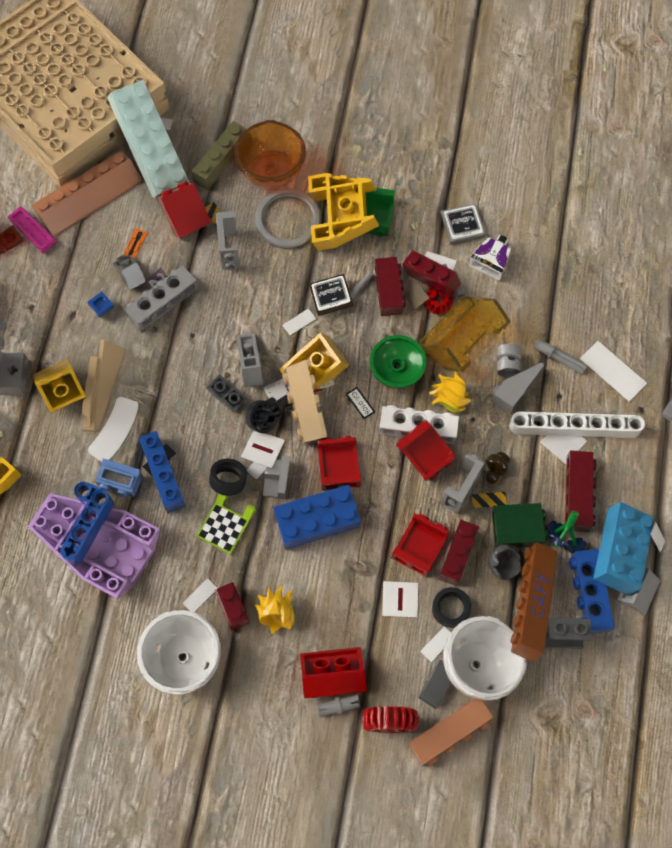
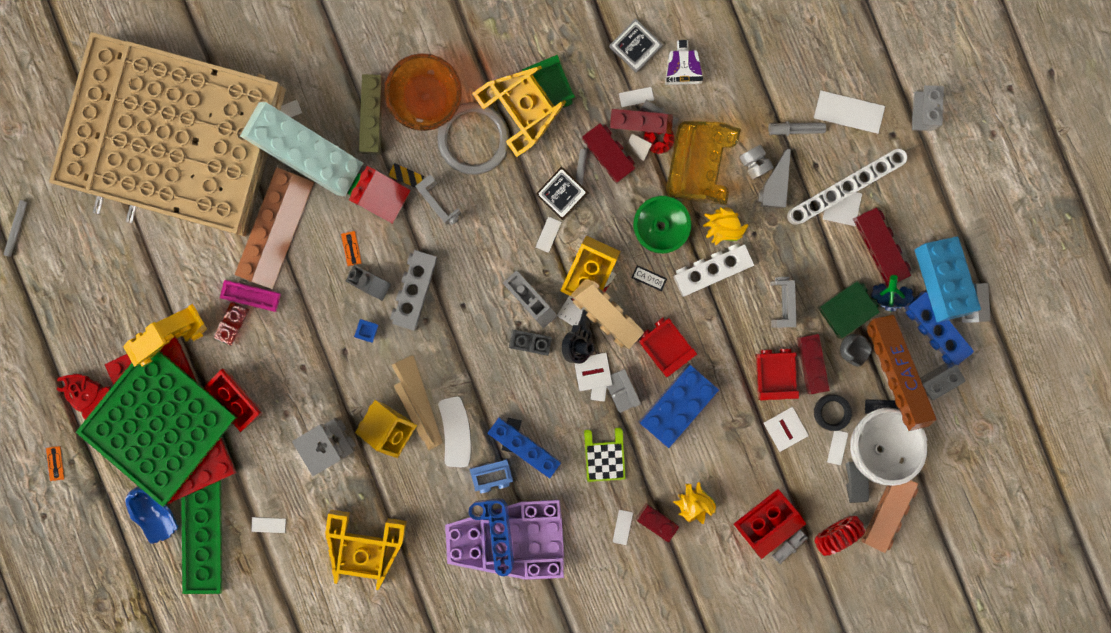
camera: 30 degrees left, 20 degrees up
(154, 278) = (398, 272): sticker -> none
(179, 634) = (647, 607): white piece -> none
(227, 488) = (583, 404): black tyre -> none
(426, 450) = (735, 292): red panel -> none
(488, 499) = (810, 298): sticker -> none
(498, 465) = (801, 265): dark brown animal -> none
(657, 537) = (968, 250): white sticker -> none

